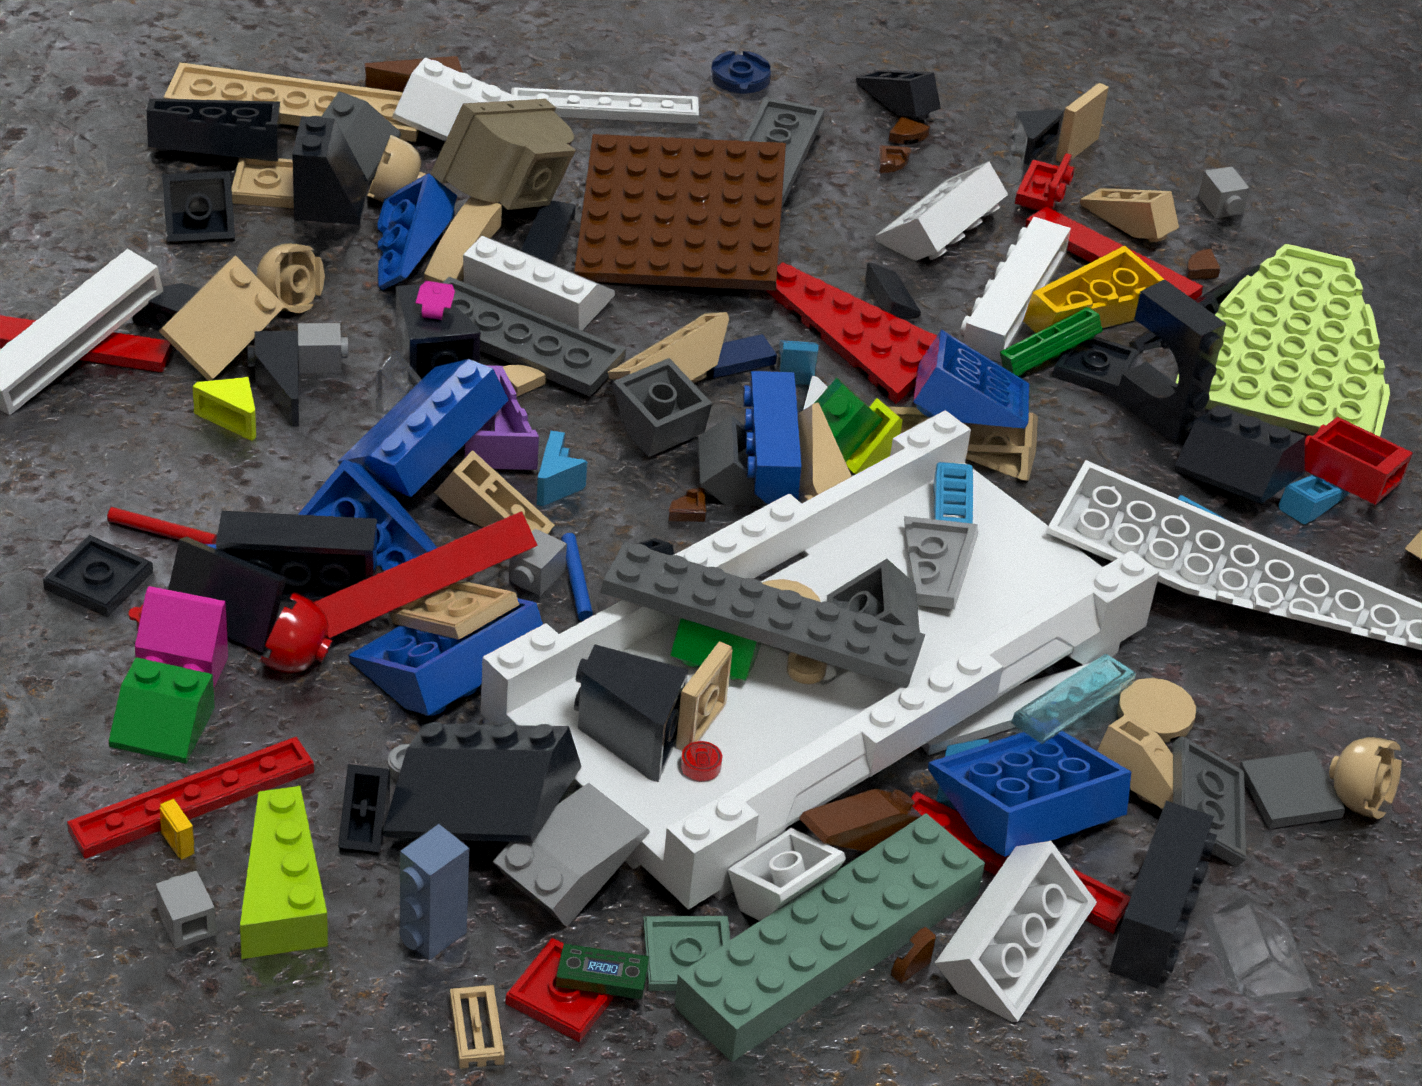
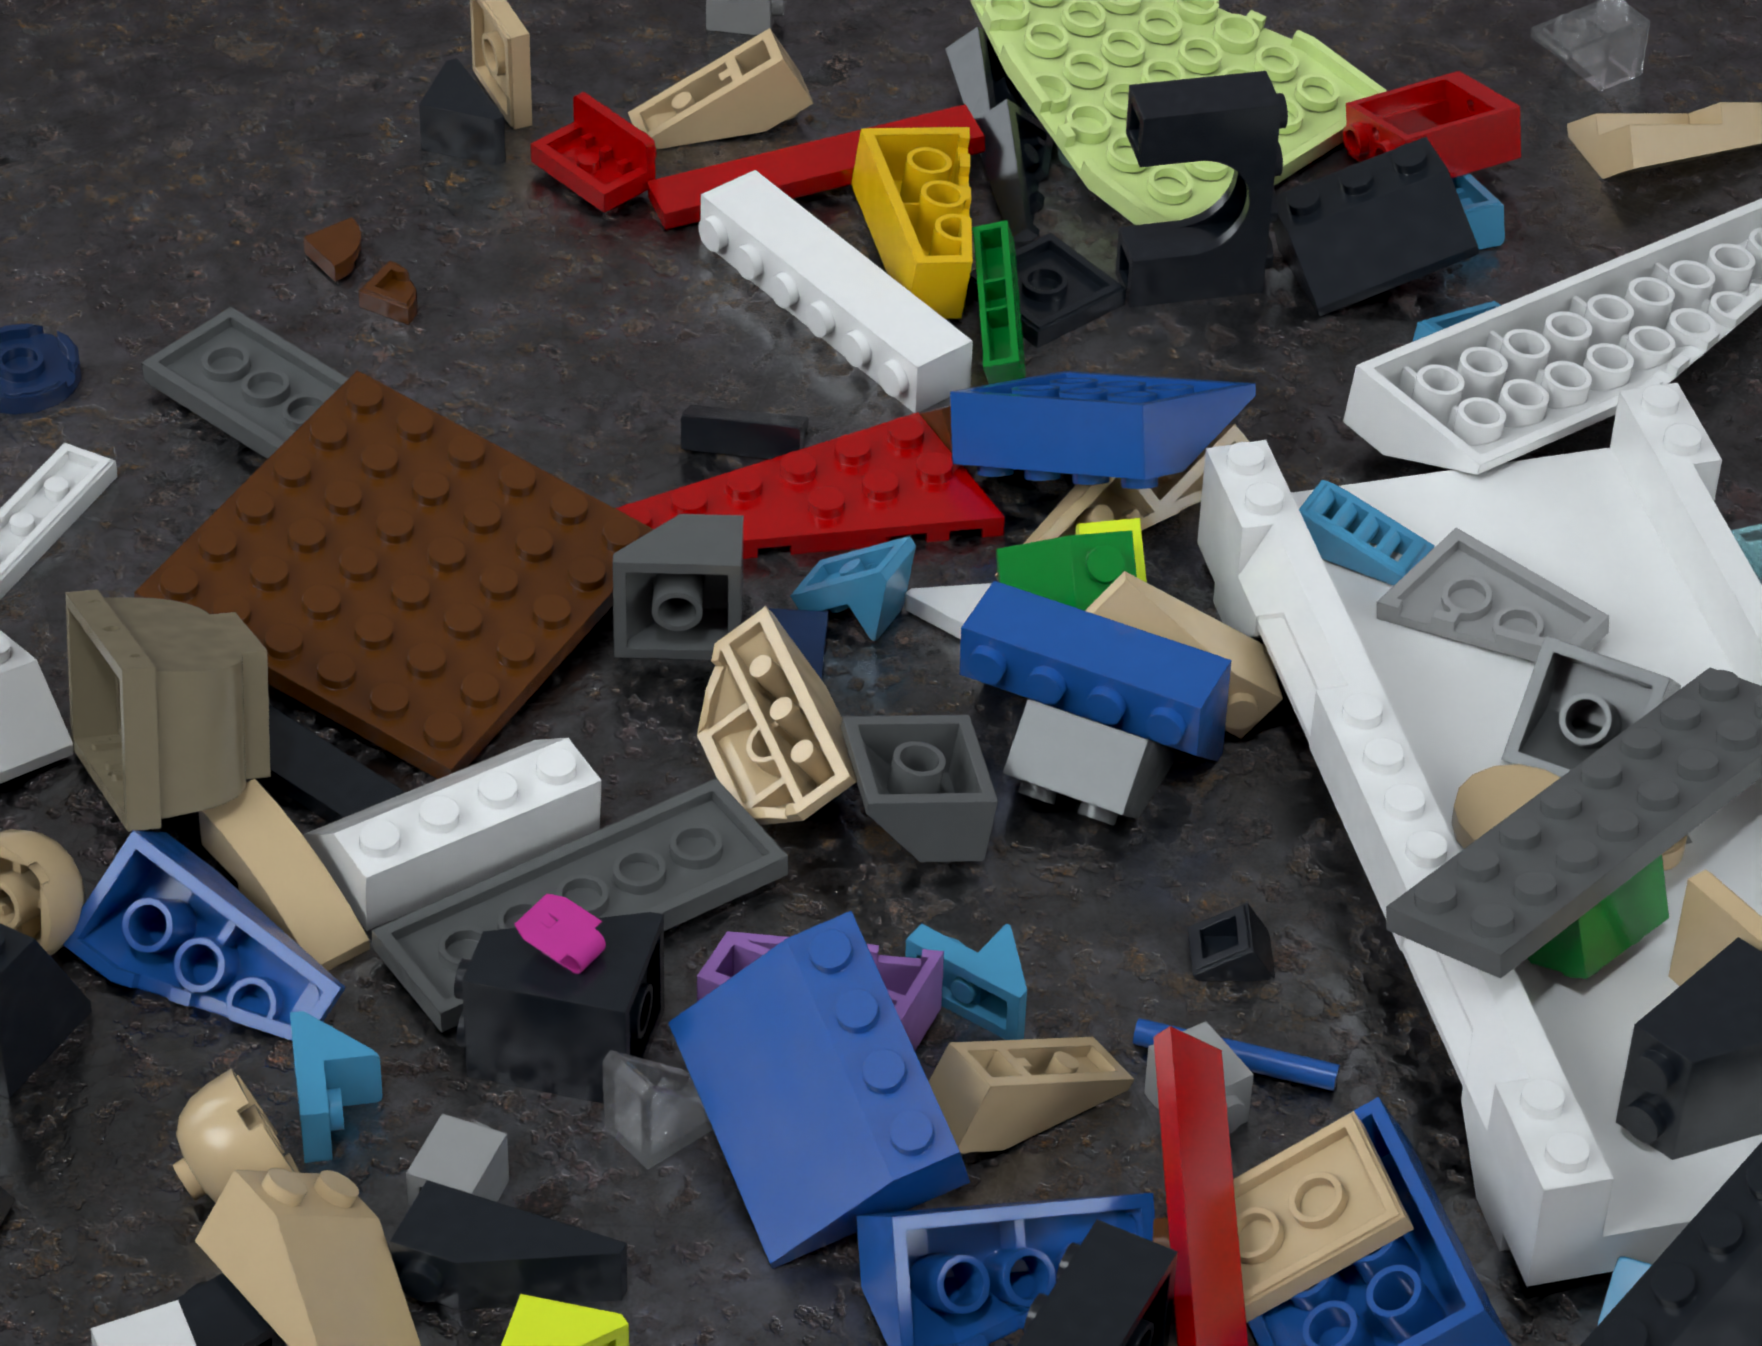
camera: 60 degrees left, 0 degrees up
(346, 290) = (329, 1074): none -> dark azure slope
(524, 378) = (689, 942): tan tile -> none
(689, 507) = (1133, 857): reddish brown tile -> none
(741, 290) = (679, 588): none -> dark grey slope
(903, 92) = (242, 206): black slope -> none
(945, 214) = (593, 293): white slope -> none
(1203, 265) = (885, 91): reddish brown tile -> none

